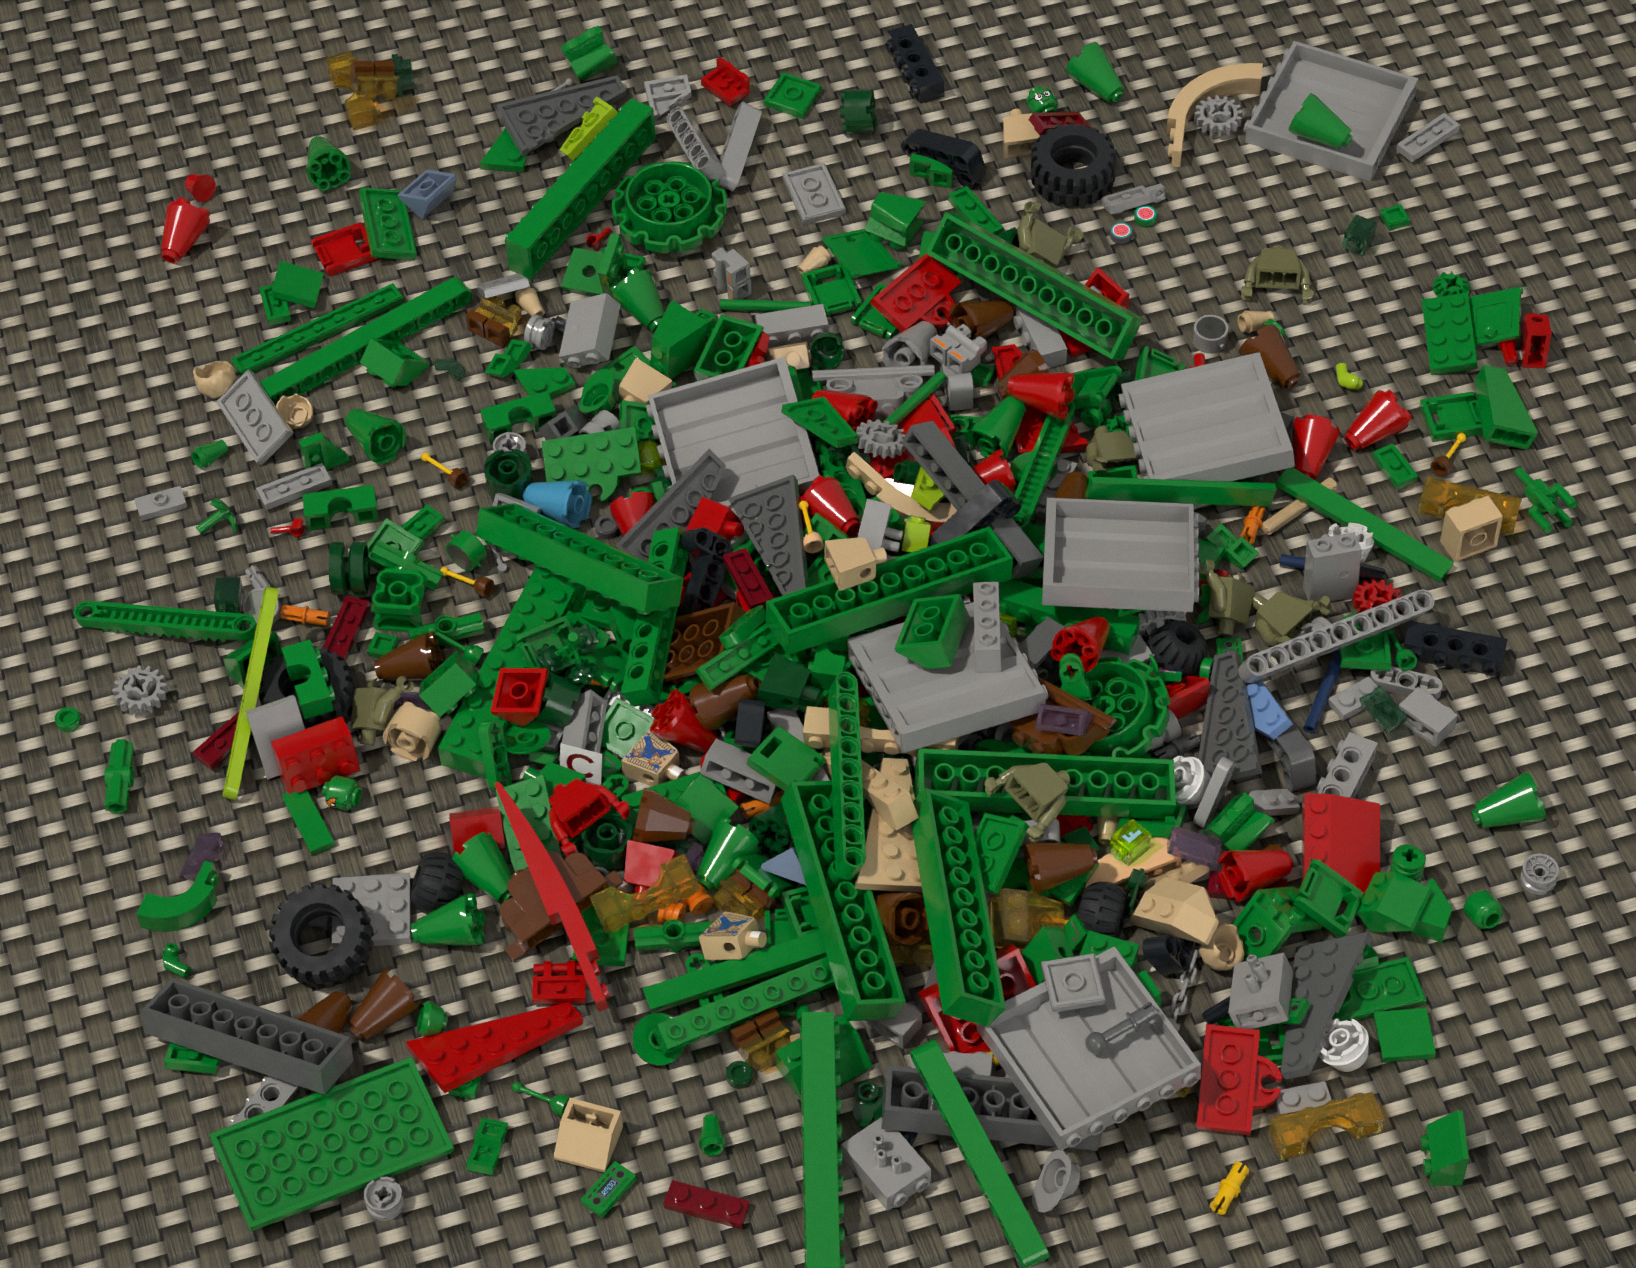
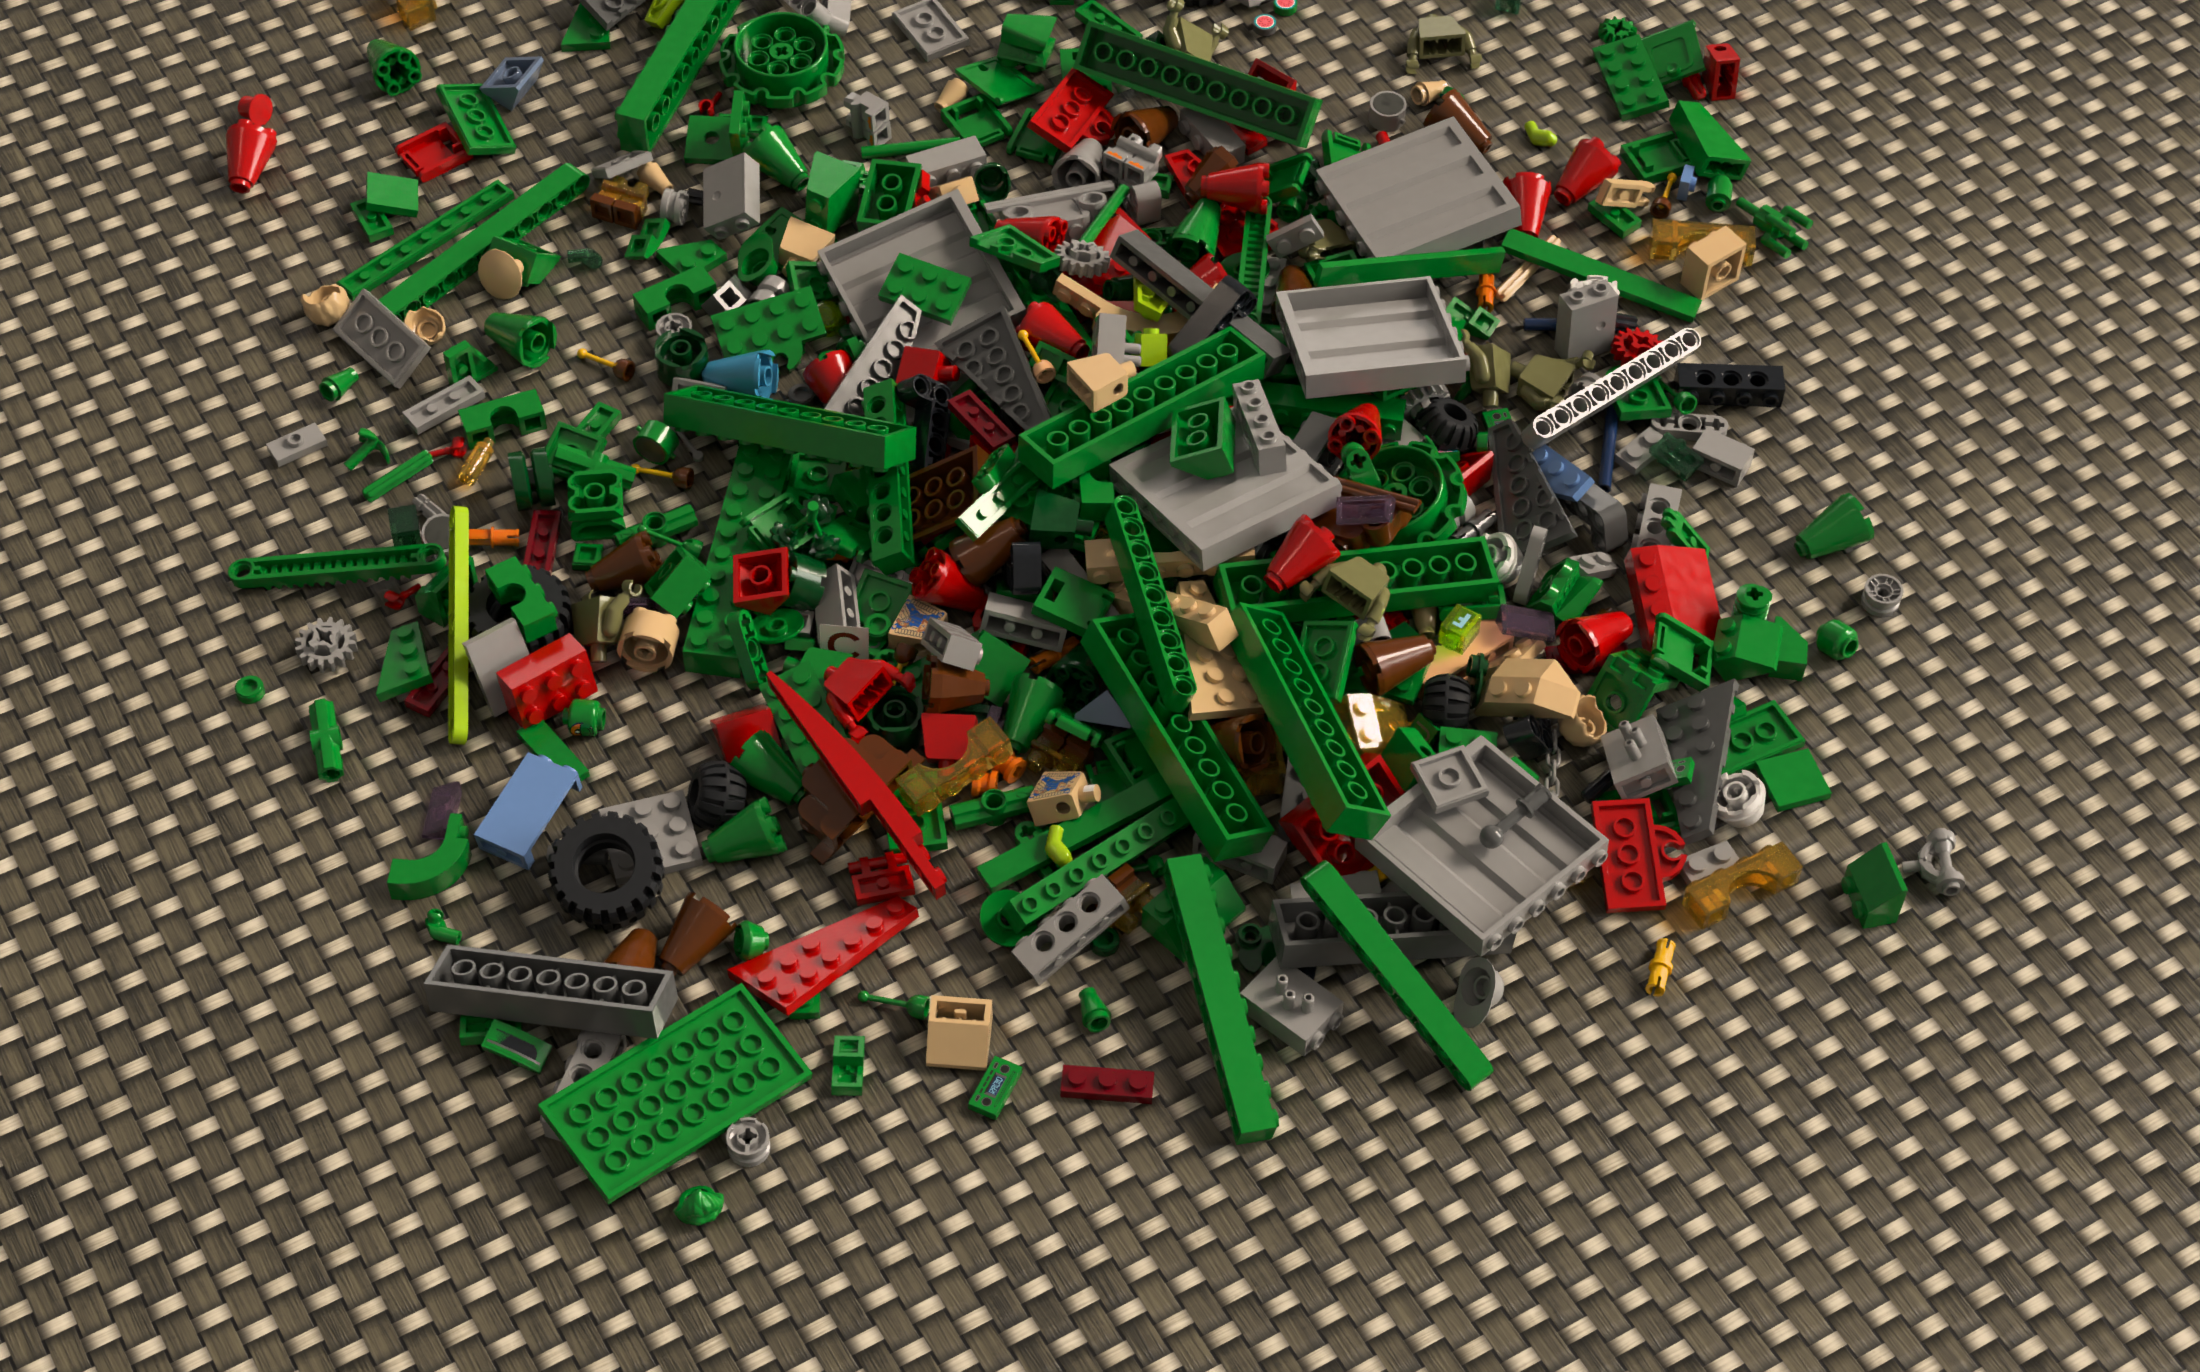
camera: 15 degrees left, 0 degrees up
(202, 718) = (405, 663): none -> green wing
(209, 659) = (397, 600): none -> red hand
(210, 1078) = (516, 1046): none -> green slope
(238, 545) = (397, 476): none -> green axle
(269, 867) = (525, 809): none -> medium blue panel
(309, 543) = (476, 462): none -> clear yellow cylinder
(328, 1249) = (700, 1207): none -> green piece
(371, 373) = (500, 274): none -> tan dish
(614, 752) = (878, 626): none -> green tile
(630, 784) = (904, 655): none -> reddish brown hinge
(667, 782) = (952, 644): none -> light grey brick
(714, 983) = (1055, 848): none -> lime arm
(722, 1059) = (1067, 944): none -> light grey brick
(735, 444) = (927, 286): none -> green plate
(991, 753) = (1301, 554): none -> red cone
(1084, 445) = (1295, 236): none -> light grey plate
(1365, 787) = (1680, 531): none -> green hinge
(1407, 448) = (1624, 193): none -> tan hinge
(1472, 445) = (1687, 182): none -> medium blue plate
(1500, 460) = (1719, 193): none -> green brick
(1522, 1119) = (1947, 880): none -> light grey piece

